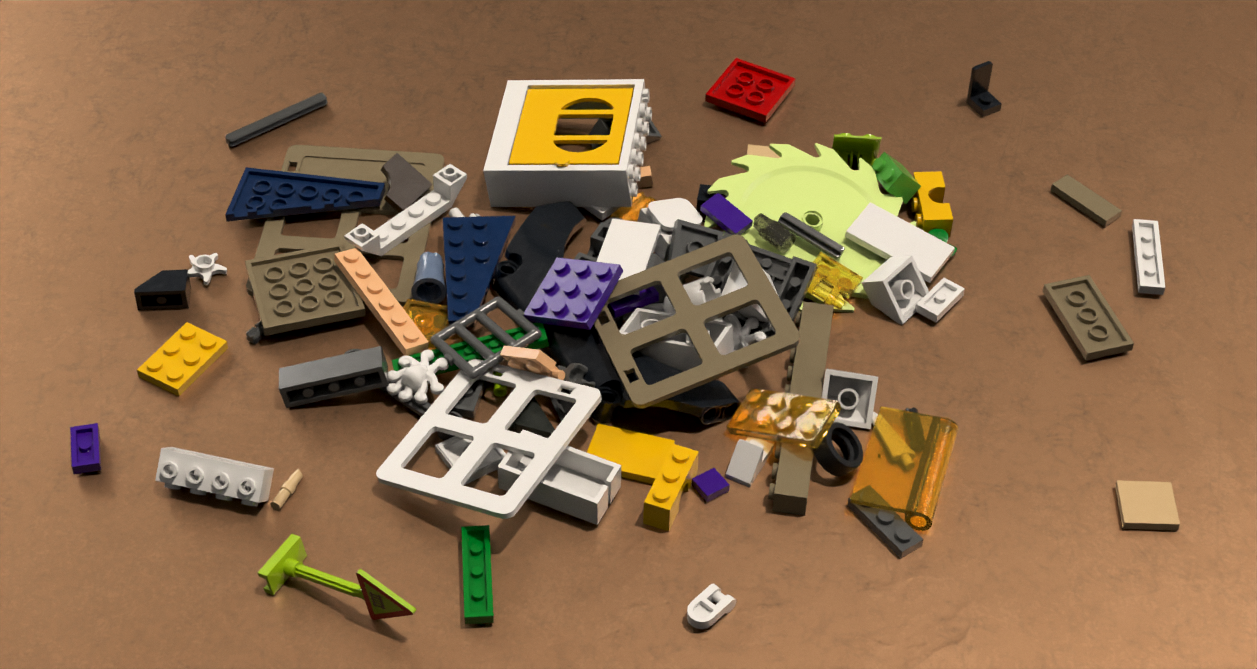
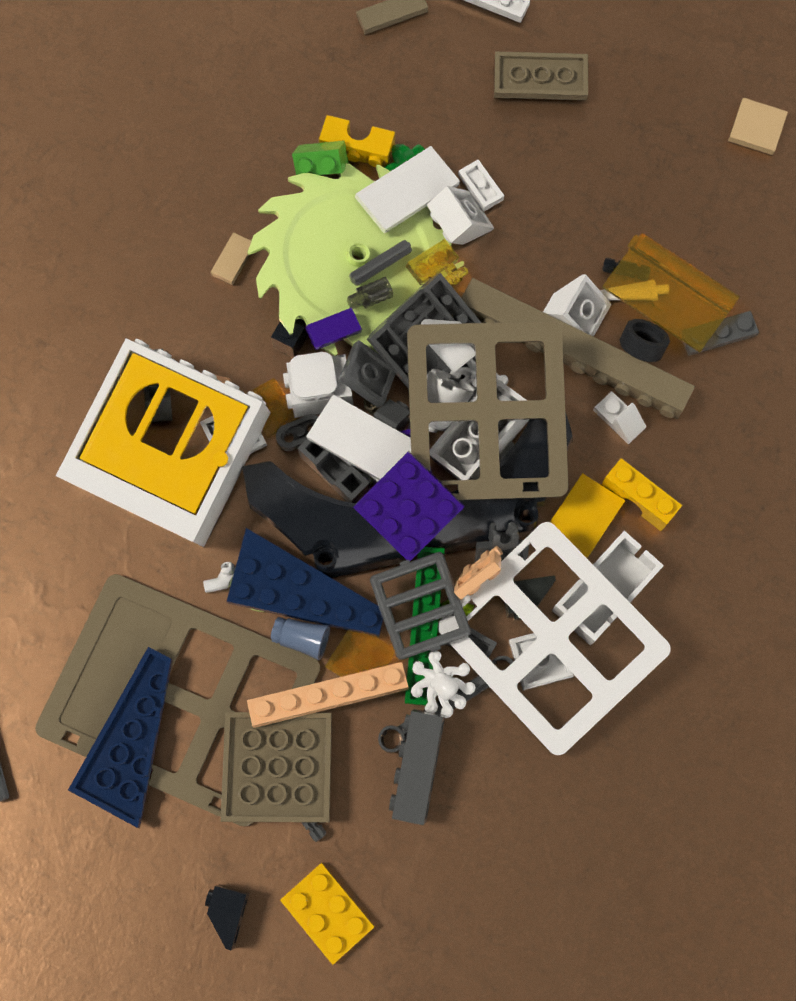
camera: 70 degrees left, 30 degrees up
(205, 267) = (200, 865): white animal -> none
(215, 475) = (510, 912): white brick -> none
(286, 490) = (534, 842): tan piece -> none
(288, 562) = (637, 864): lime piece -> none
(404, 182) = (156, 625): dark brown tile -> none
(446, 189) = (206, 634): white slope -> none
(477, 575) = (692, 693): green plate -> none
(703, 613) = (779, 516): white plate -> none
(710, 484) = (639, 458): dark purple tile -> none
(750, 90) = (128, 240): red plate -> none
(784, 417) = (605, 370): clear yellow plate -> none
(856, 147) = (267, 180): lime hinge -> none
(978, 96) = (225, 37): black bracket -> none

